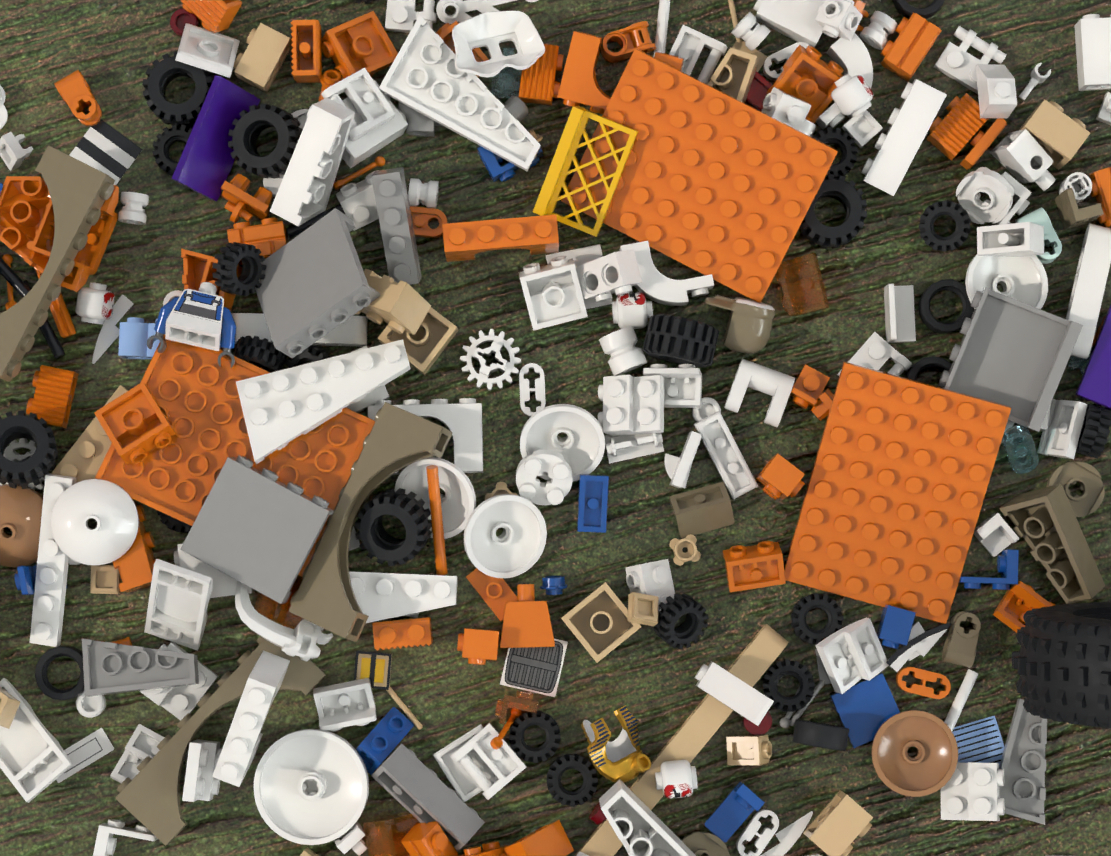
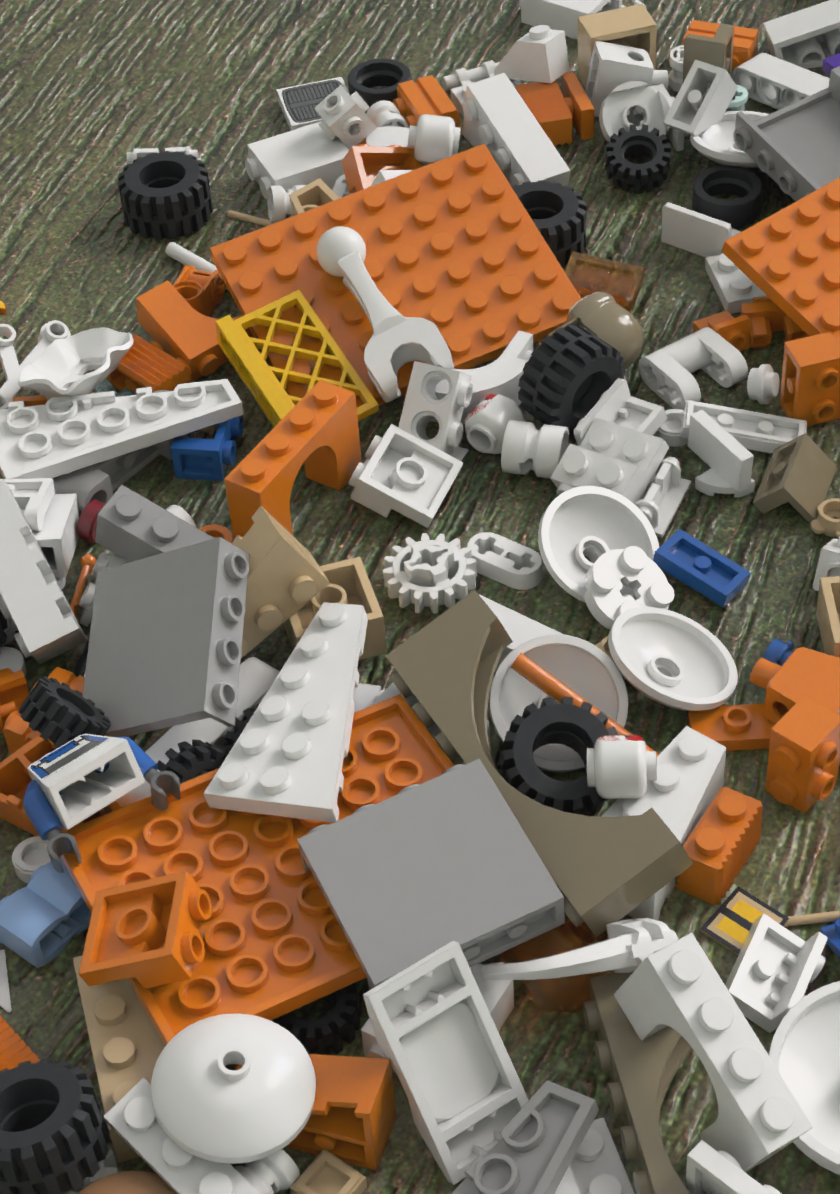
camera: 45 degrees left, 40 degrees down
(392, 569) = (620, 766): none -> white head
(405, 144) = (88, 521): none -> dark red tile
(640, 216) = (394, 337): none -> white piece
(772, 442) = (763, 384): none -> white plate

